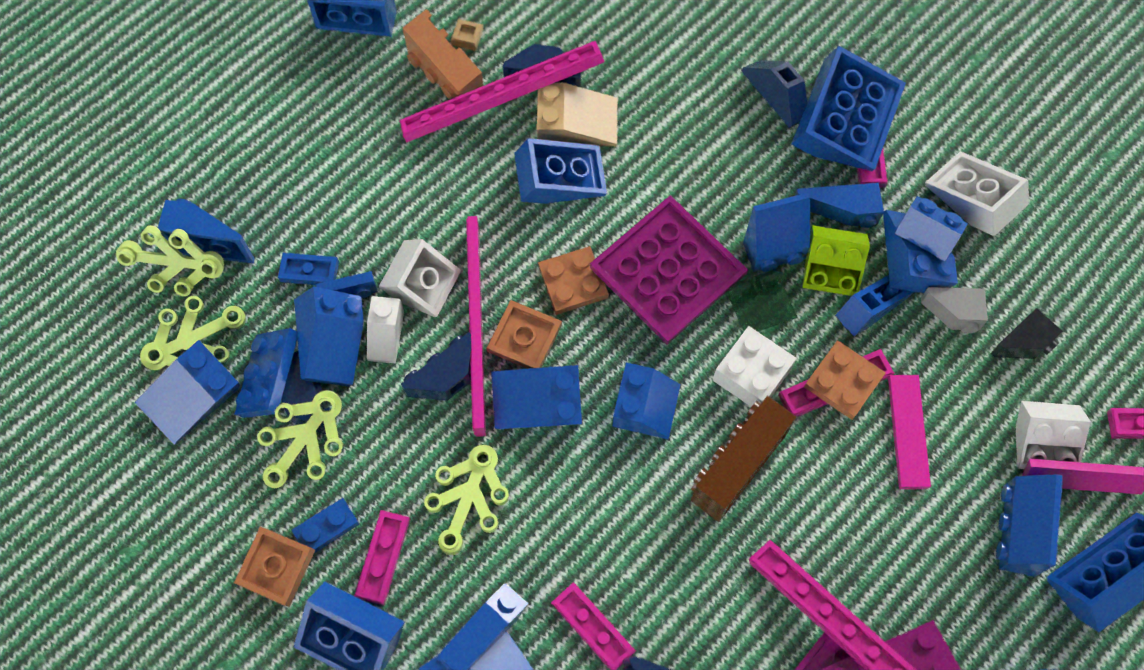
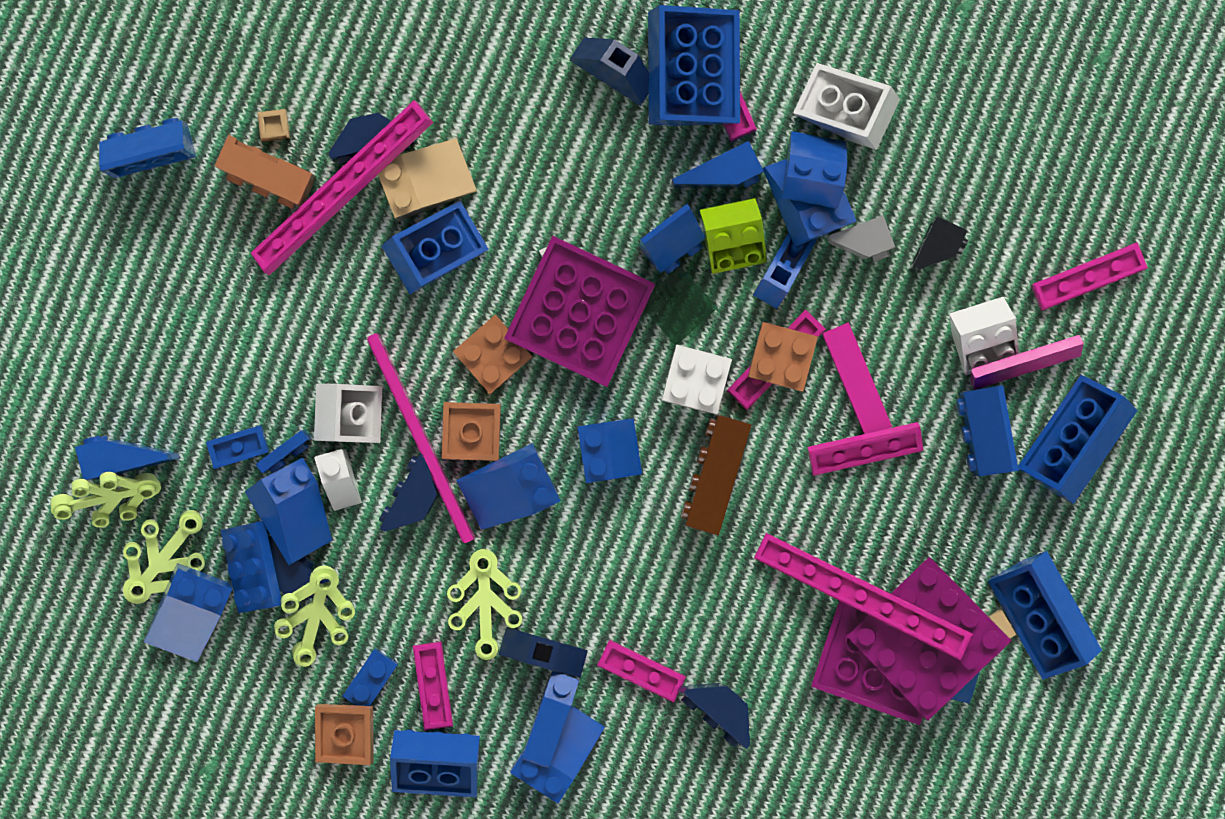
camera: 25 degrees left, 20 degrees up
(504, 565) = (543, 652): none -> dark blue slope
(897, 497) = (865, 448): none -> dark pink tile

